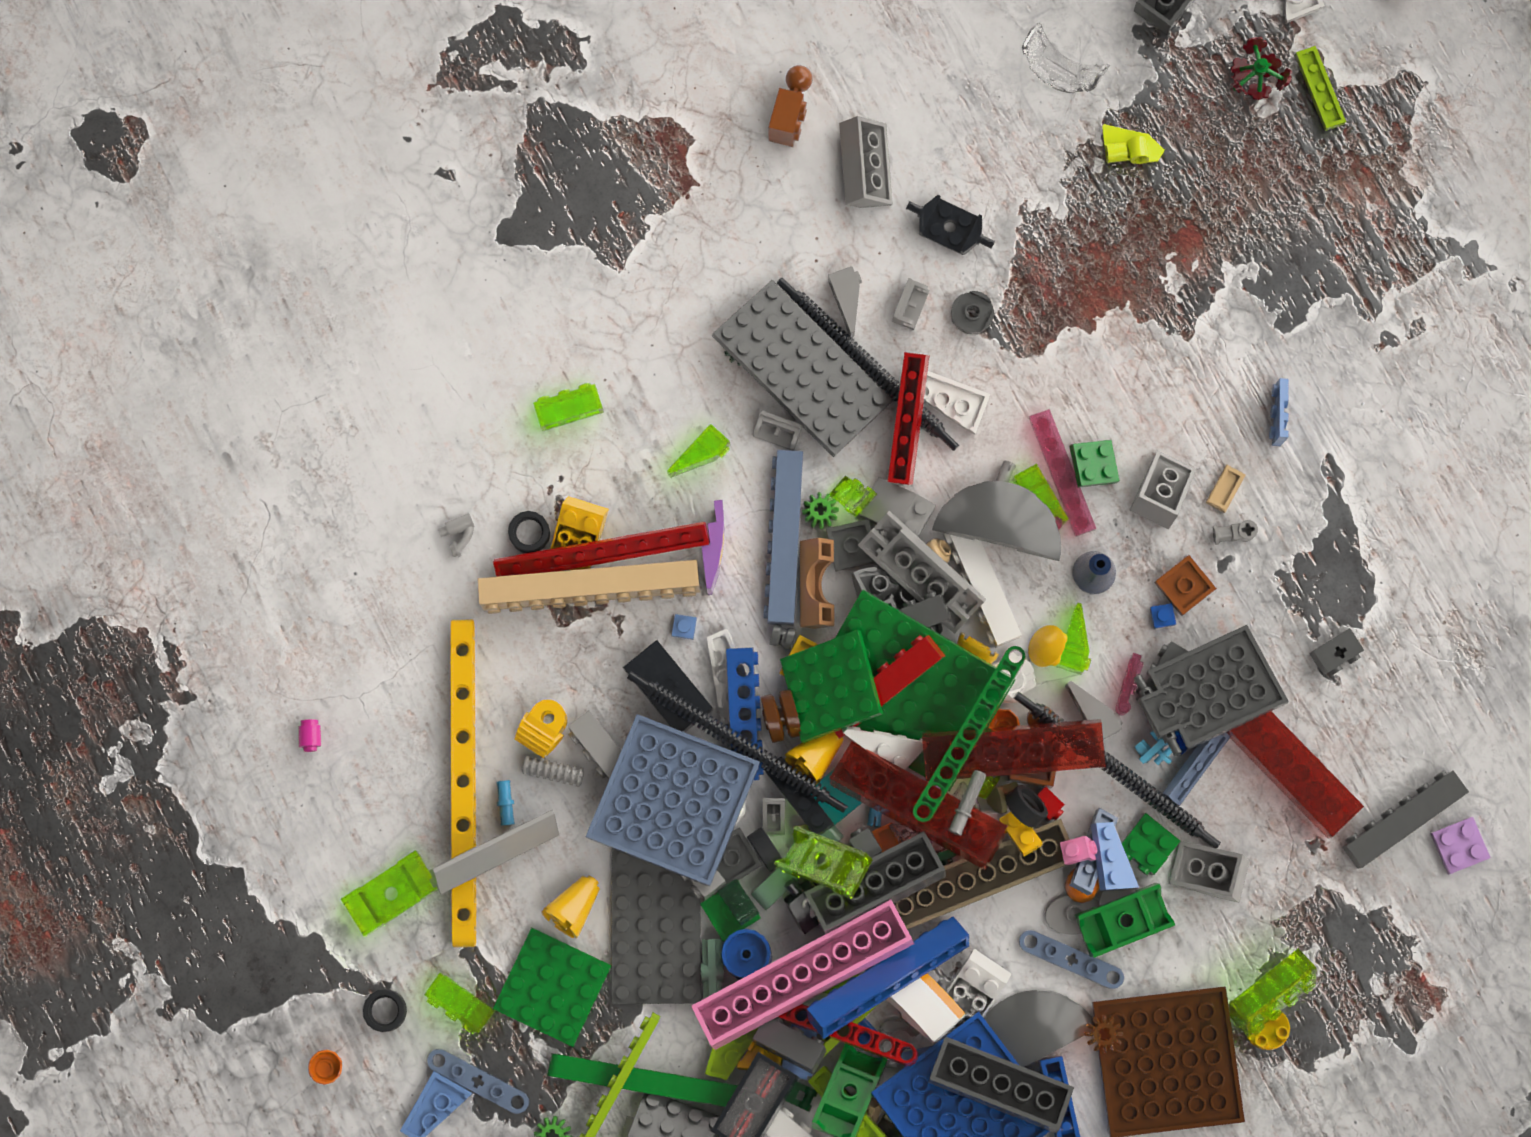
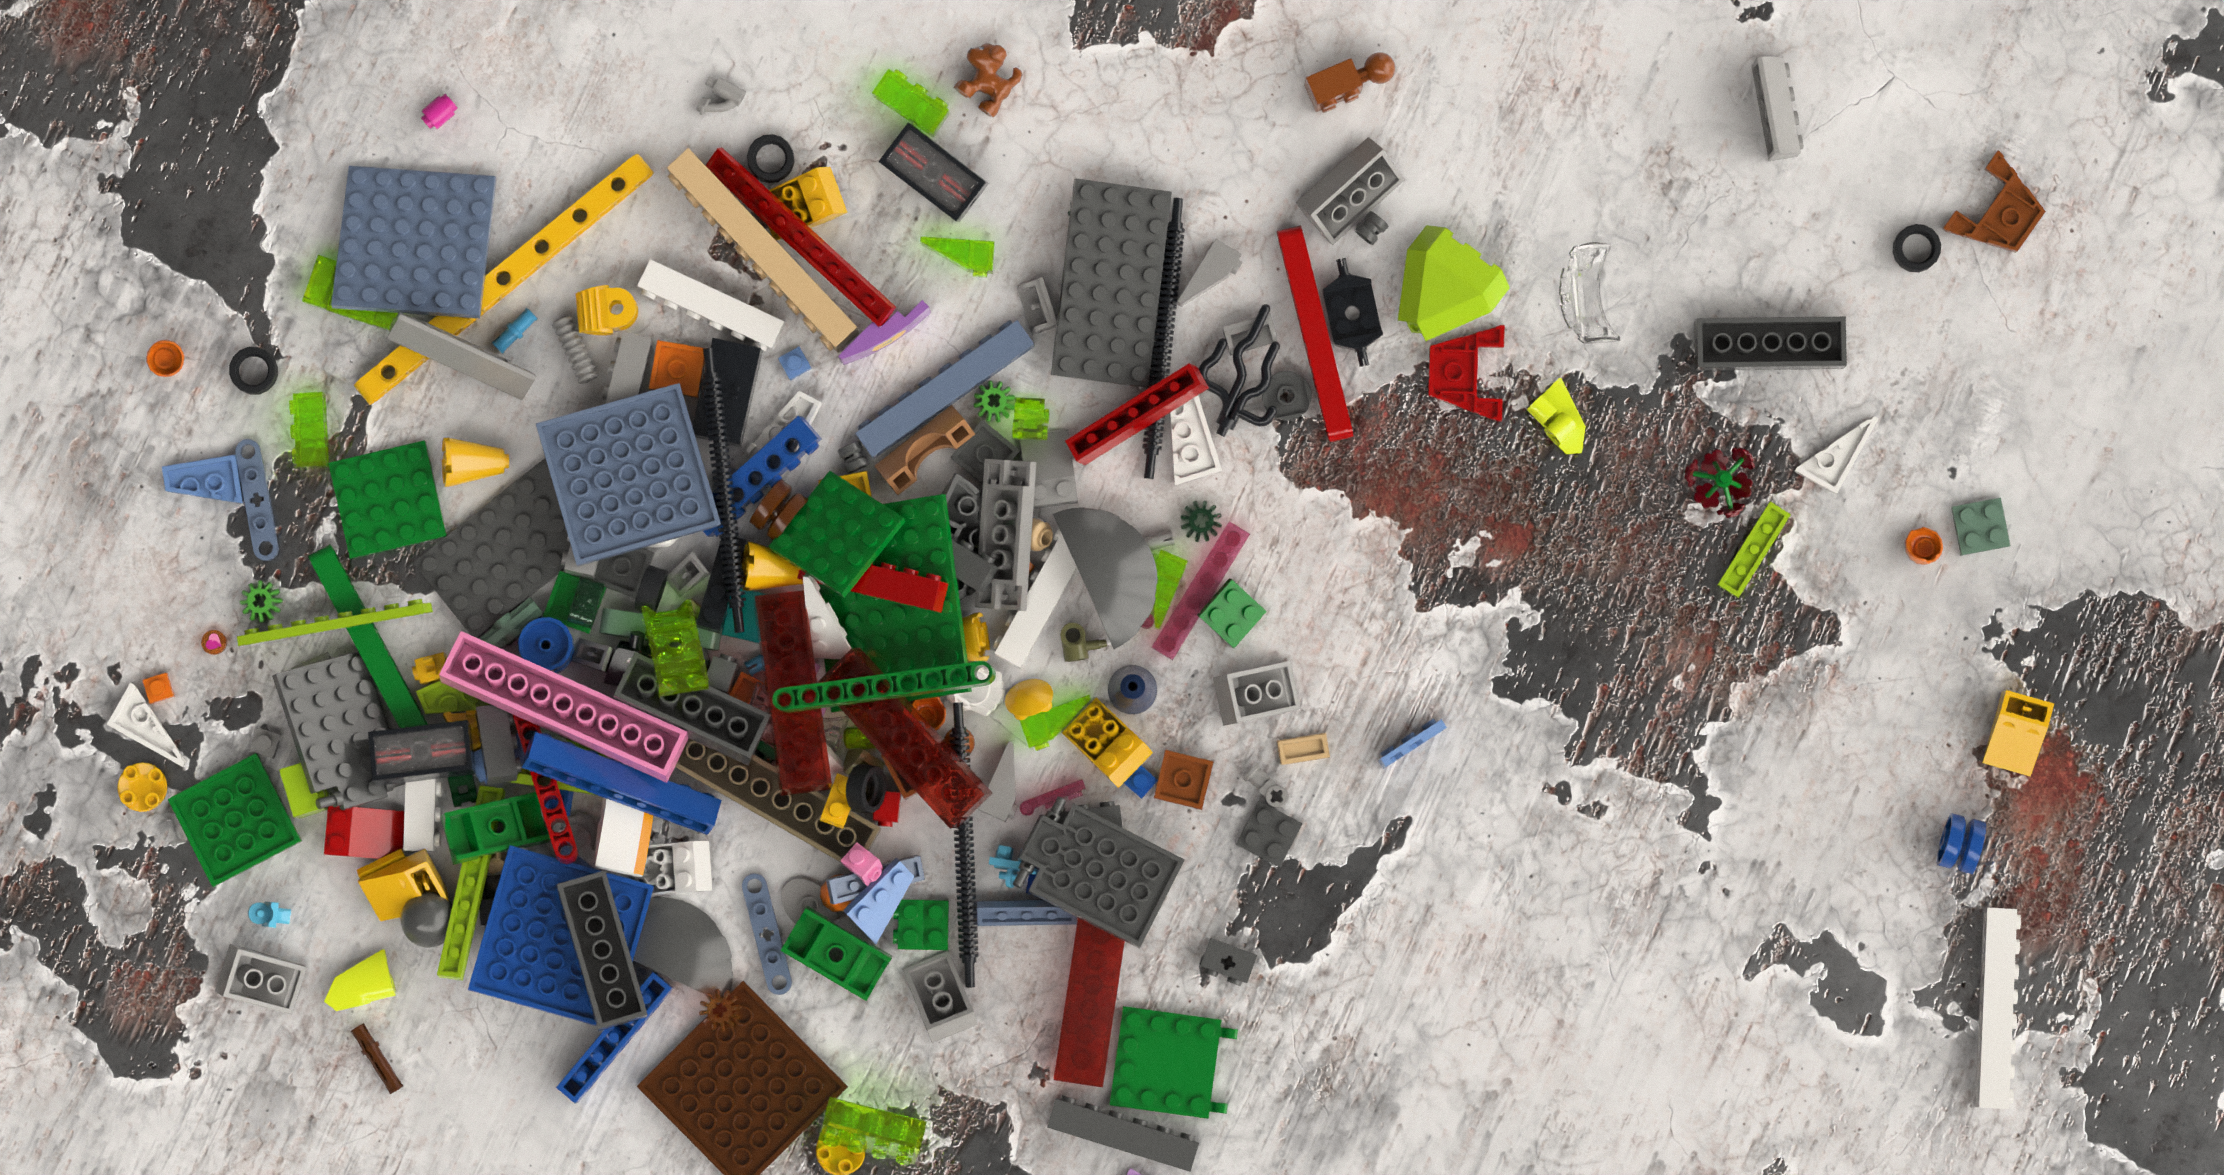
camera: 50 degrees right, 5 degrees up
(387, 824) = (414, 242): none -> sand blue plate
(582, 333) = (987, 61): none -> dark orange animal
(597, 652) = (711, 305): none -> white brick
(621, 707) = (677, 364): none -> orange plate
(629, 428) = (933, 172): none -> clear brick
(697, 1050) = (429, 668): none -> yellow brick
(778, 927) = (593, 655): none -> light grey slope
(902, 169) = (1371, 228): none -> dark grey wheel
(945, 261) = (1315, 334): none -> red beam
(951, 353) = (1233, 407): none -> black plant
(967, 803) = (824, 732): light grey axle -> none
(982, 147) = (1446, 284): none -> lime panel
(1021, 431) = (1193, 518): none -> clear green gear
(1039, 585) = (1078, 650): none -> olive piece
(1044, 189) = (1455, 368): none -> red wing
(1119, 617) = (1107, 742): none -> yellow slope
(1267, 557) = (1269, 834): none -> dark grey plate
(1376, 749) = (1167, 1062): none -> green plate

